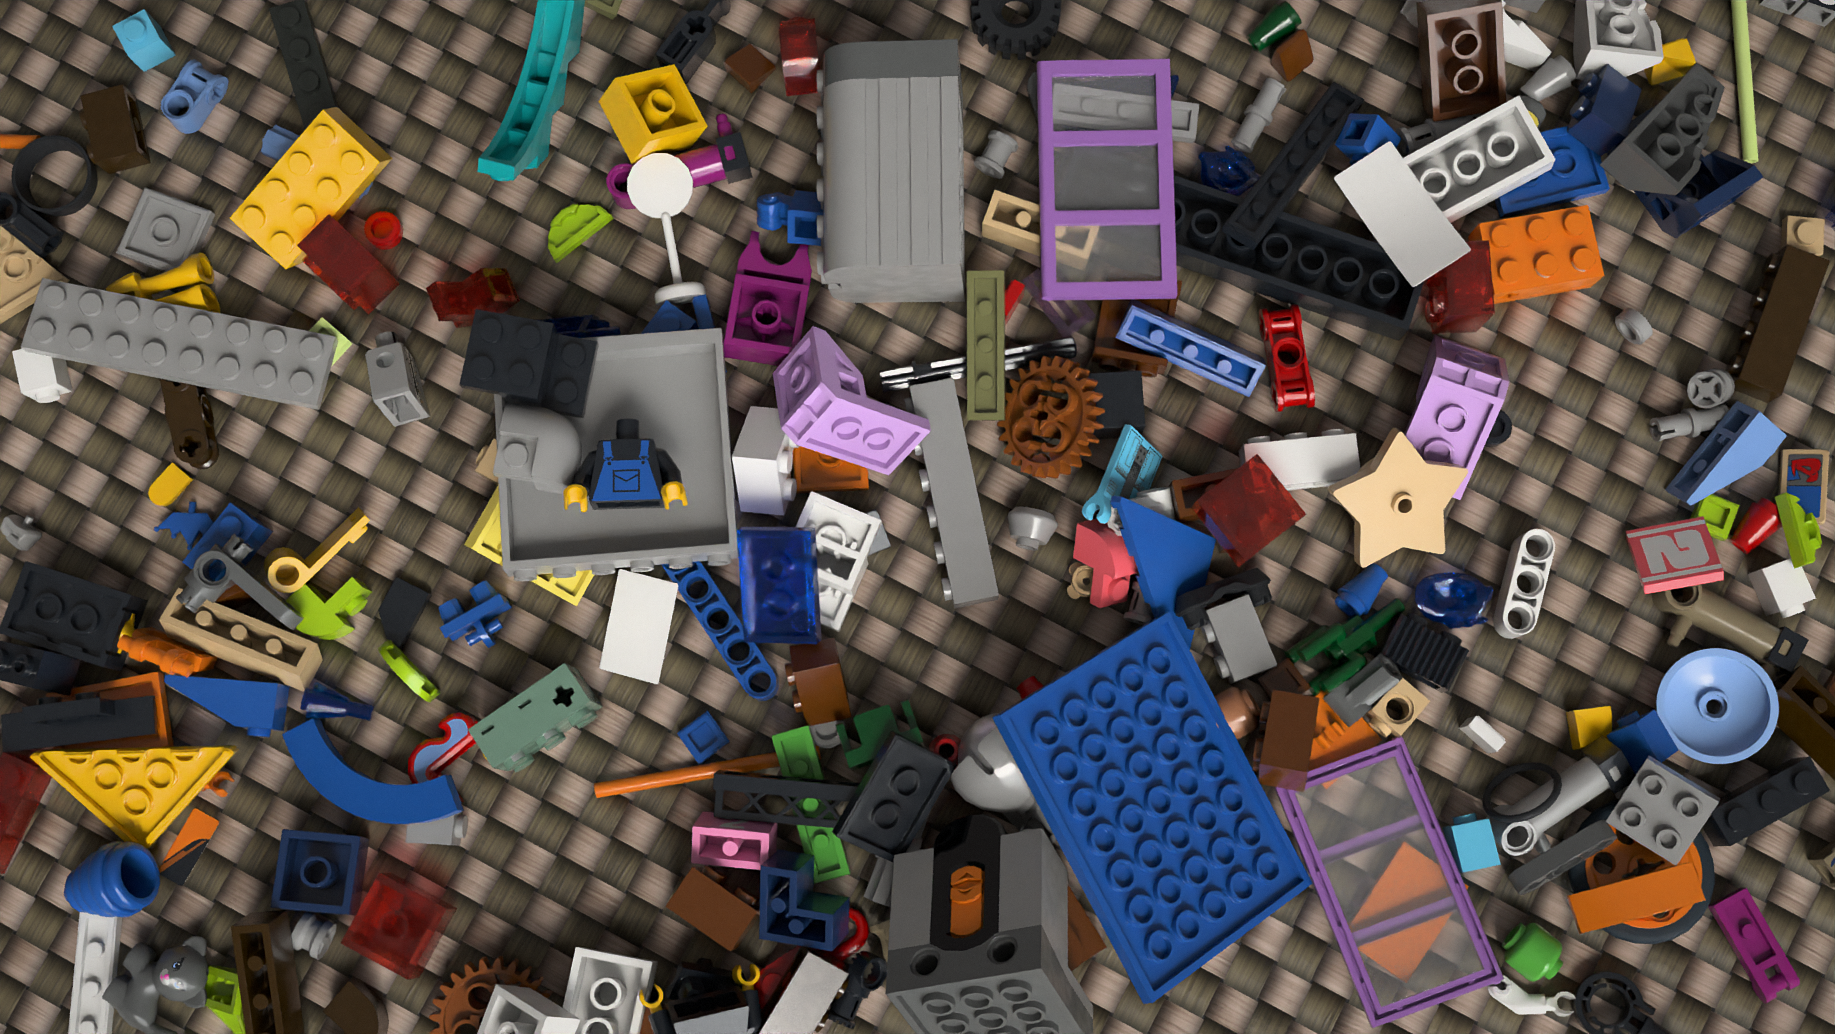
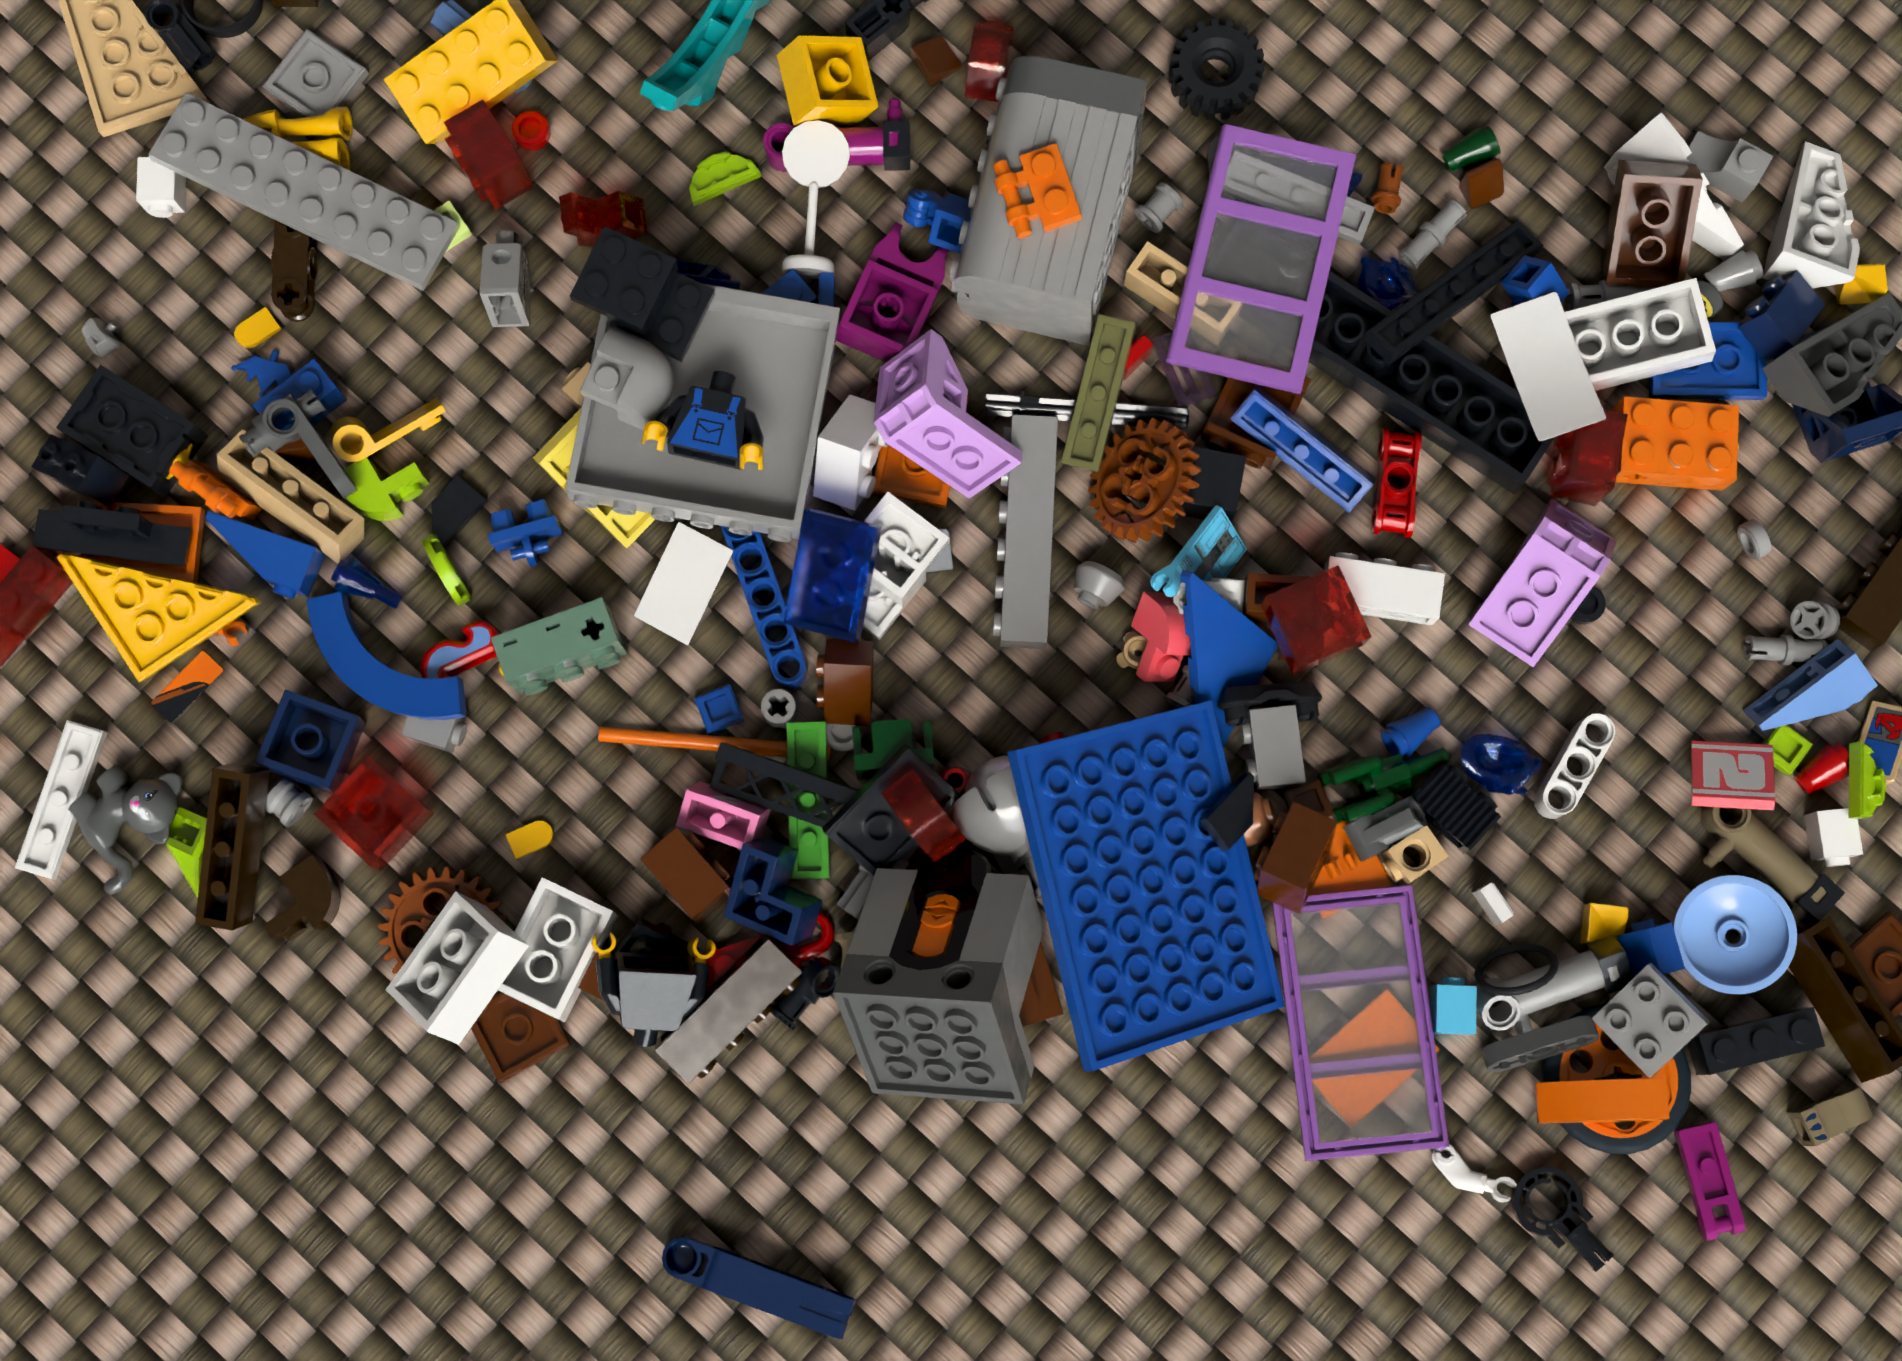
camera: 10 degrees right, 0 degrees up
(114, 881) = (107, 698): blue piece -> none
(555, 908) = (530, 838): none -> yellow piece
(760, 711) = (780, 696): none -> light grey bush
(891, 164) = (1049, 188): none -> orange plate
(926, 796) = (923, 816): none -> clear red brick
(1206, 89) = (1386, 196): none -> dark orange pin
(1216, 714) = (1231, 813): none -> black tile
(1398, 500) = (1444, 644): tan plate -> none
(1532, 951) = (1485, 1129): bright green head -> none

